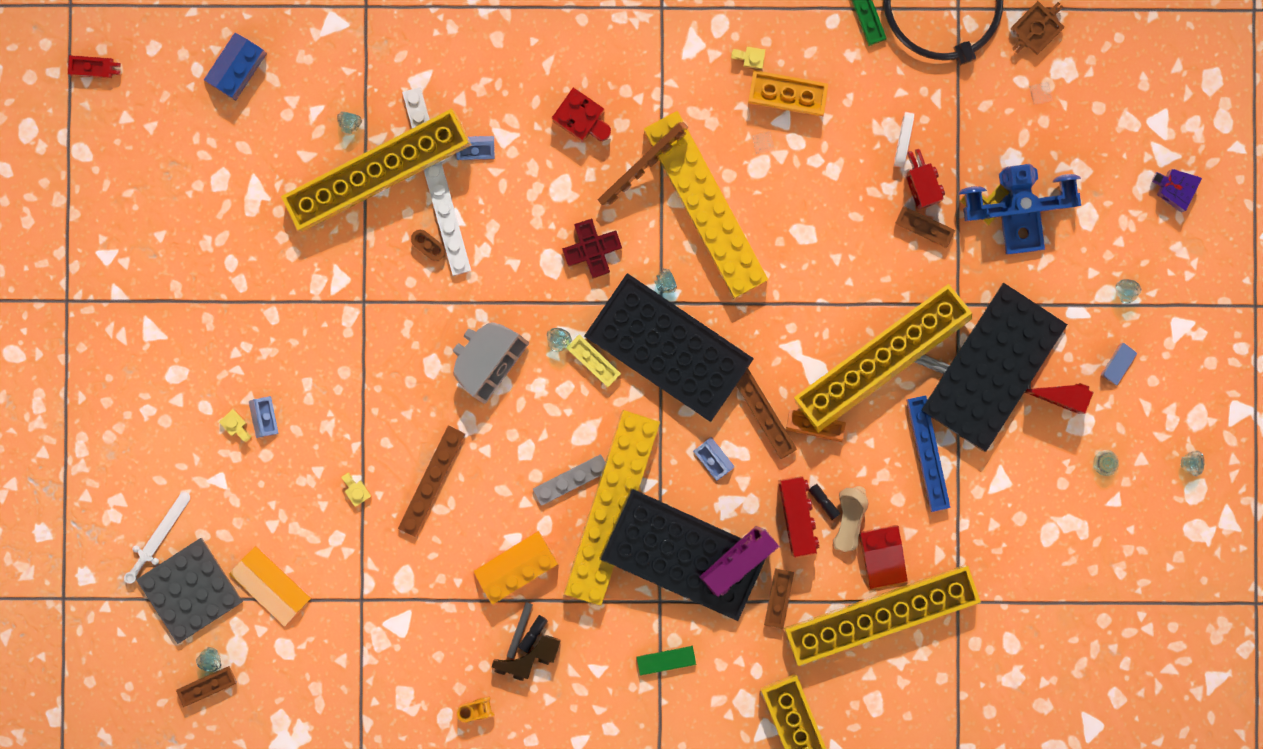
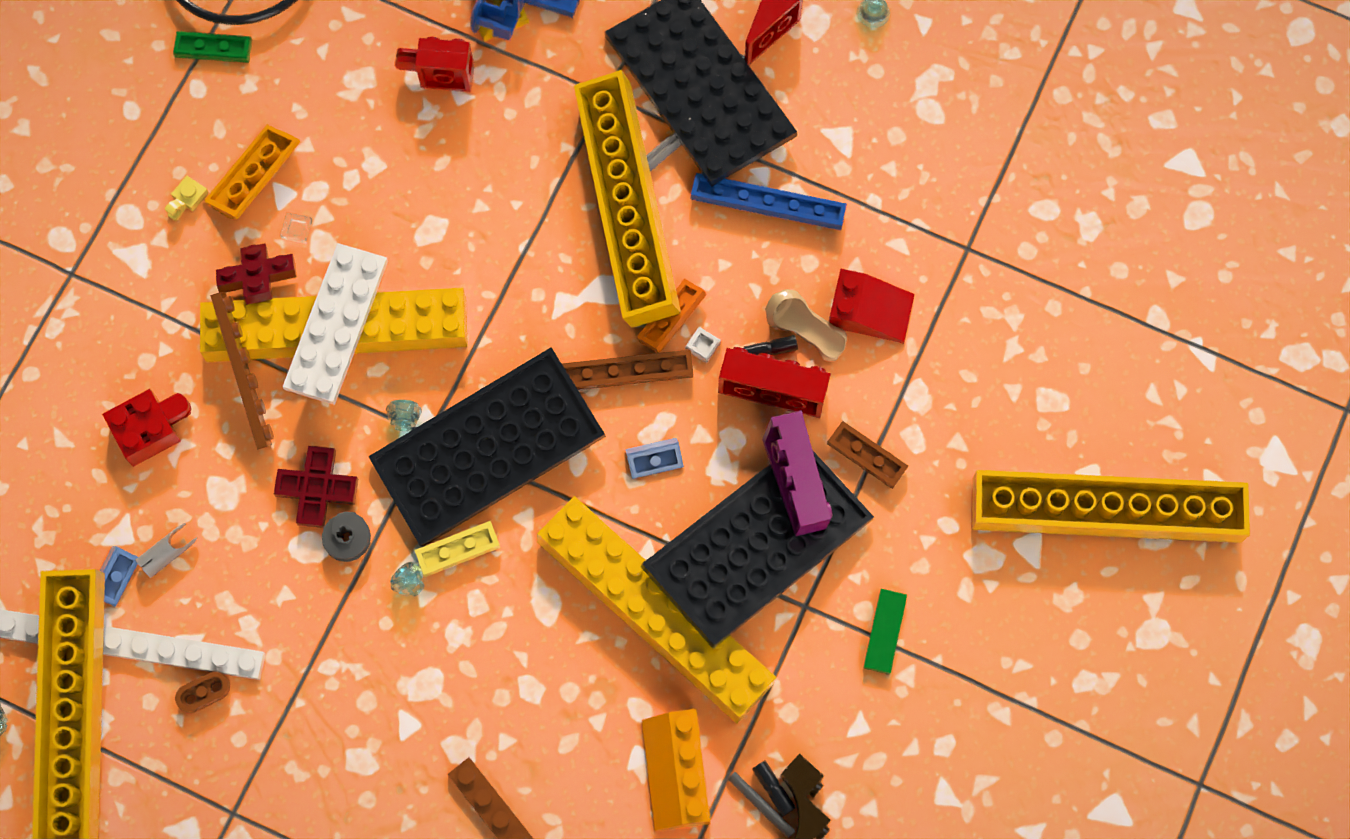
camera: 65 degrees left, 15 degrees down
(487, 359) = (385, 678): light grey hips -> none
(502, 172) = (161, 553): none -> light grey piece
(557, 285) = (333, 535): none -> dark grey piece
(569, 480) = (595, 649): light grey plate -> none
(703, 209) = (335, 324): none -> white plate
(715, 135) = (256, 273): none -> dark red plate
(806, 455) = (703, 344): none -> white tile
(882, 615) = (944, 340): yellow brick -> none
(904, 138) = (378, 67): white beam -> none
(925, 226) = (493, 89): dark orange plate -> none

